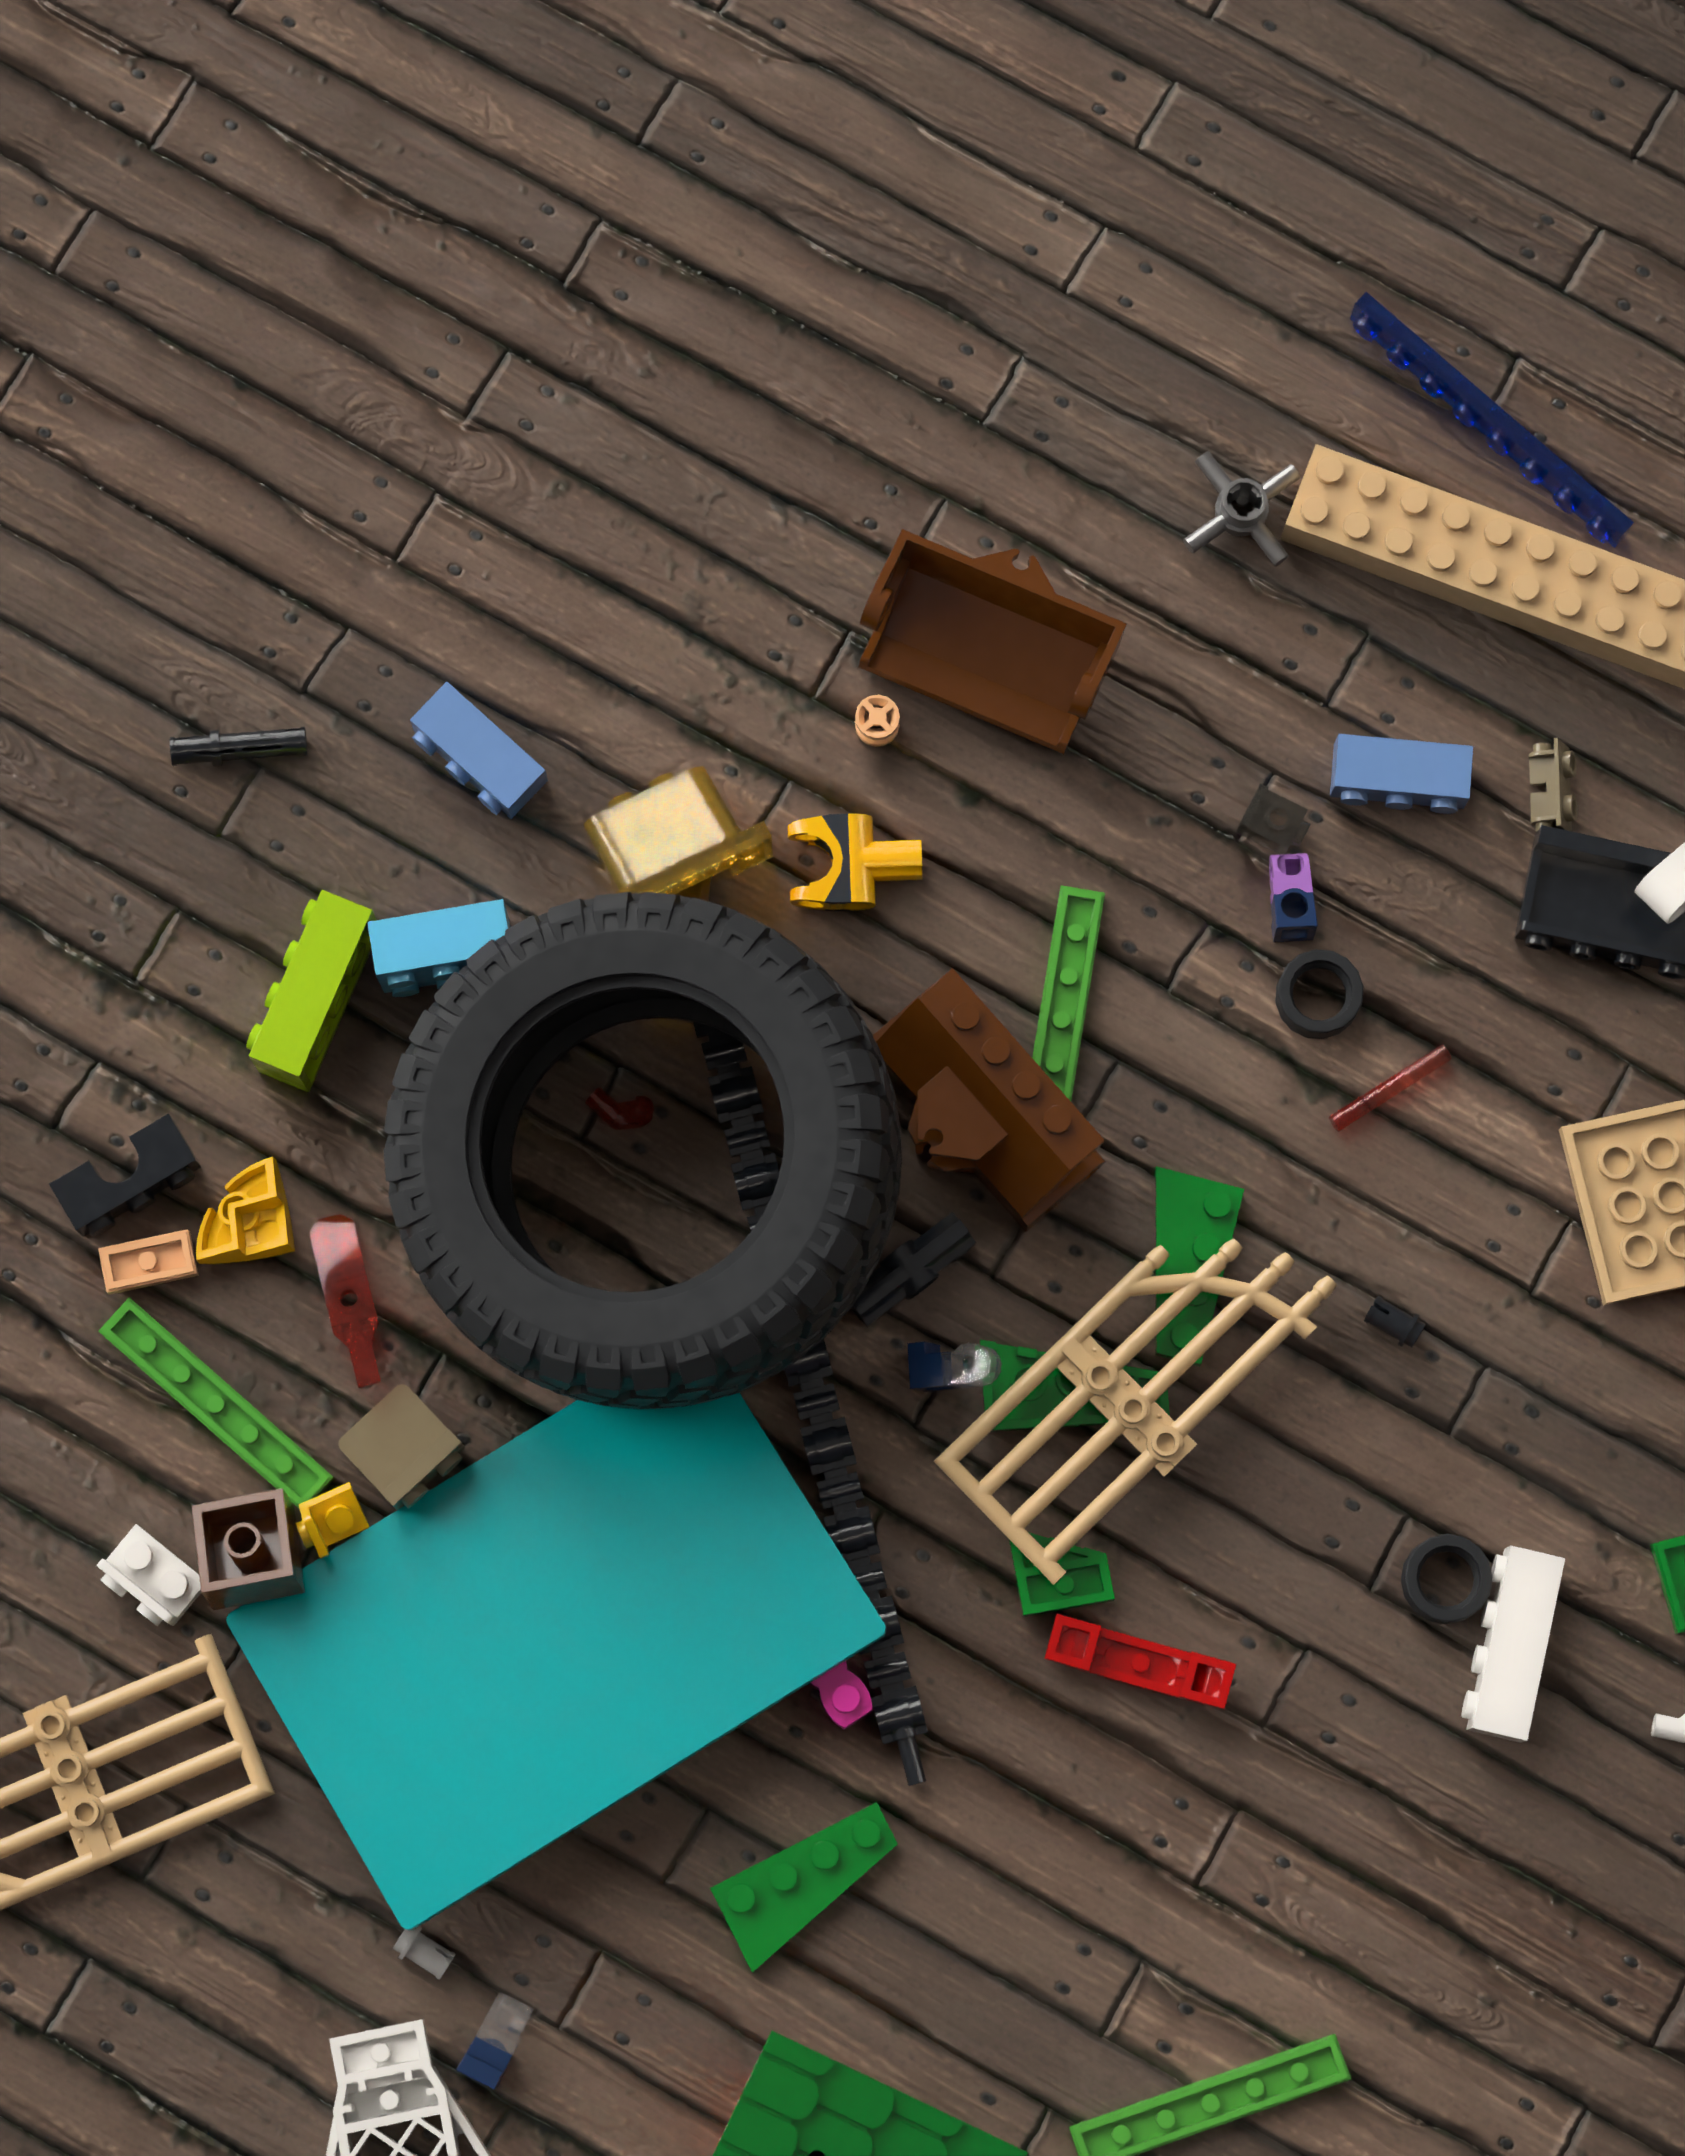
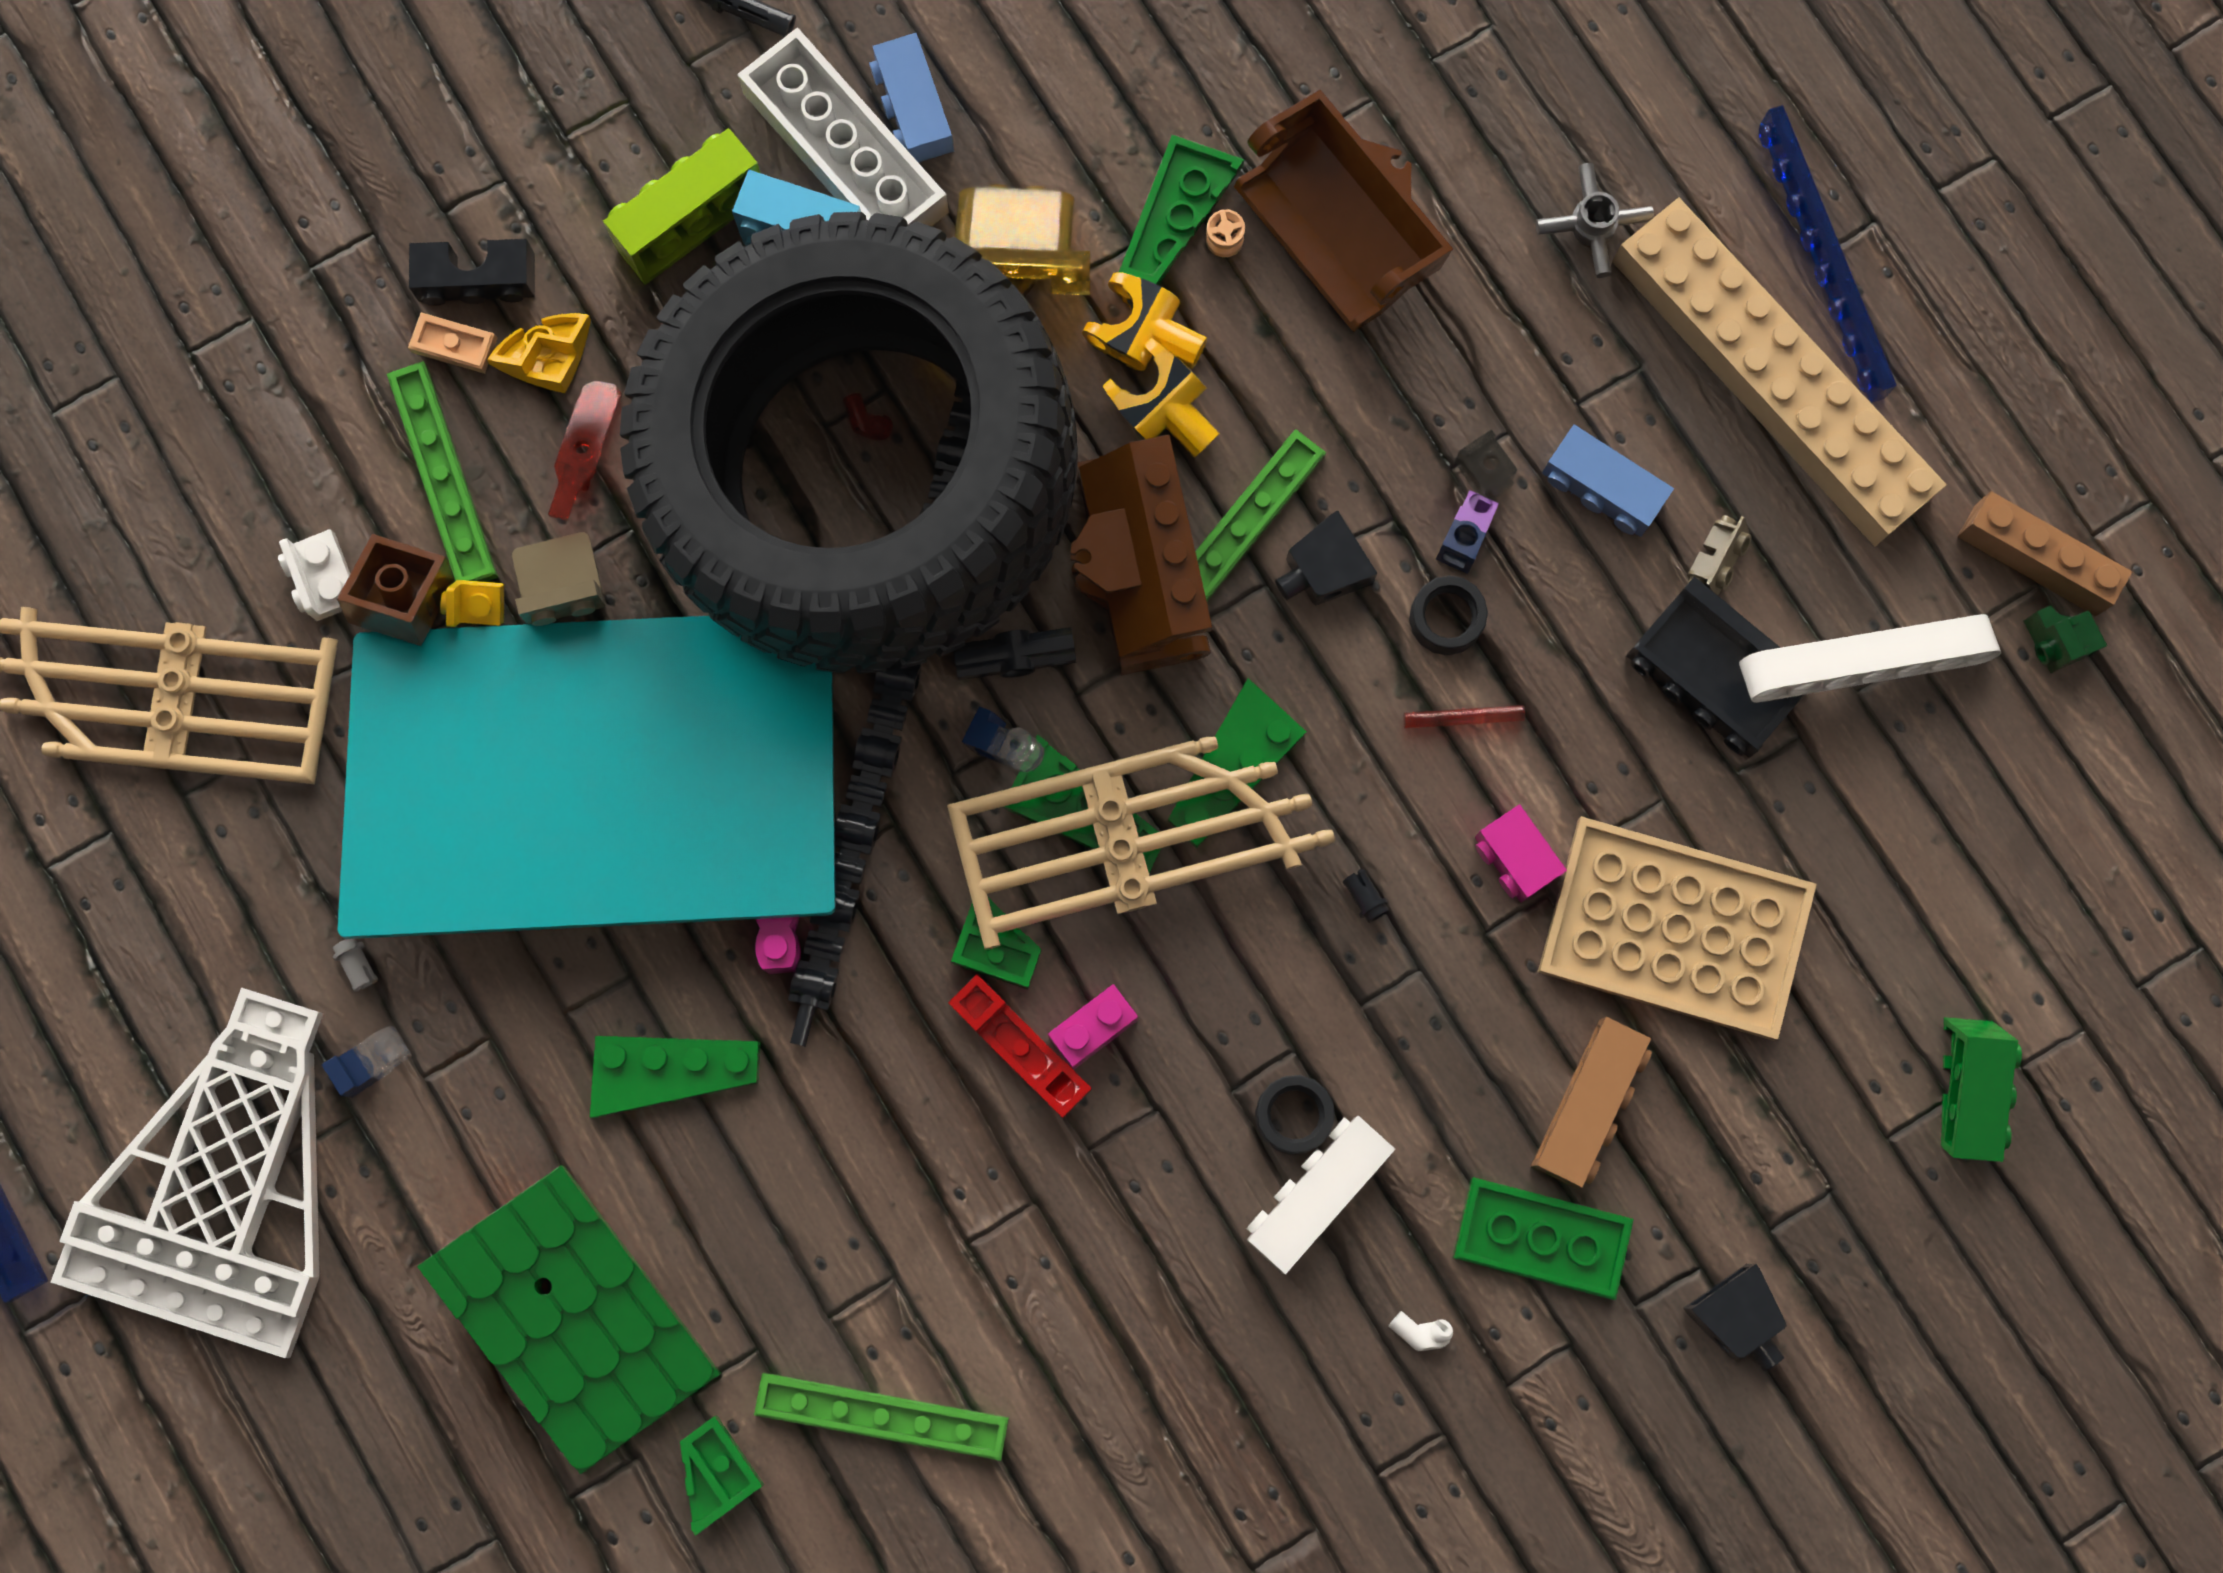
camera: 30 degrees right, 0 degrees up
(434, 835) = (839, 133): none -> white brick
(811, 711) = (1179, 201): none -> green wing
(919, 930) = (1167, 404): none -> yellow connector
(1170, 1007) = (1326, 563): none -> black torso
(1201, 1602) = (1093, 1026): none -> dark pink brick
(1522, 1198) = (1518, 854): none -> dark pink brick

